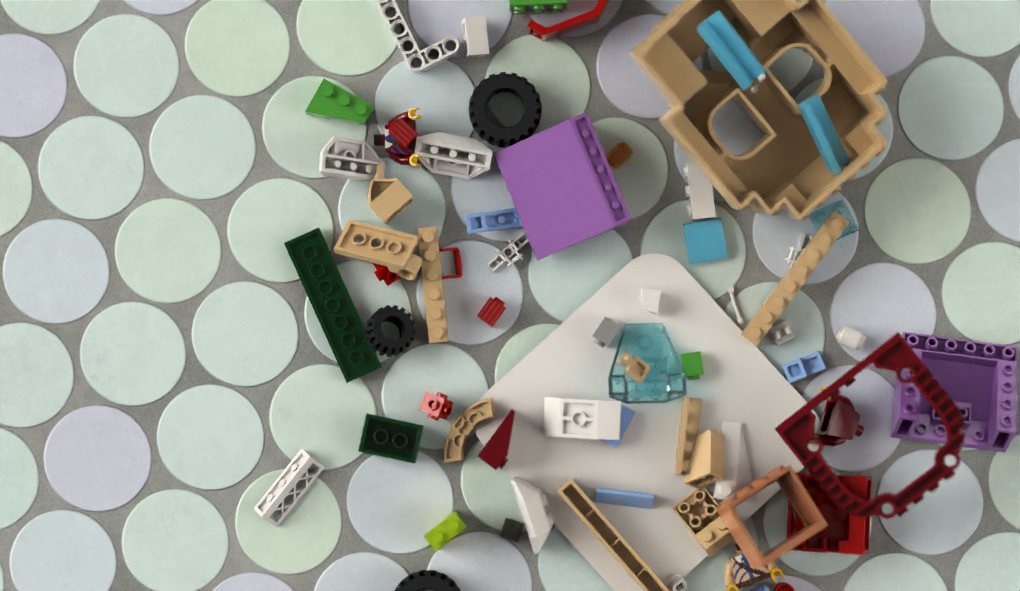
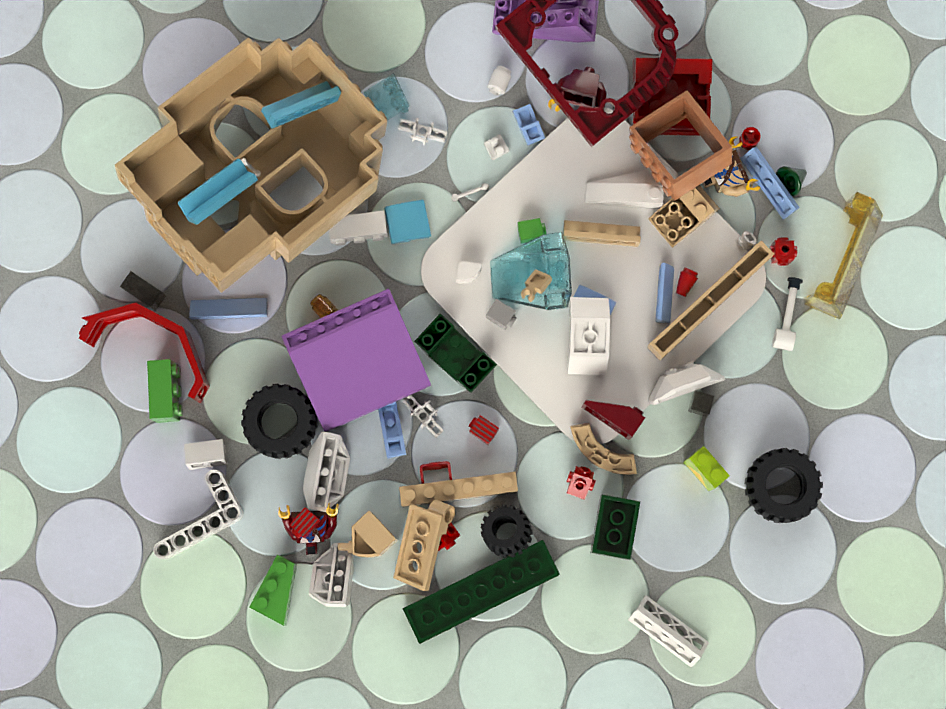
camera: 90 degrees left, 5 degrees down
(568, 285) = (455, 353): none -> dark green slope
(621, 60) = (228, 308): none -> light blue slope
(635, 519) = (686, 281): none -> red cone
(707, 460) = (625, 212): tan slope -> none
(795, 277) = (442, 131): tan brick -> none

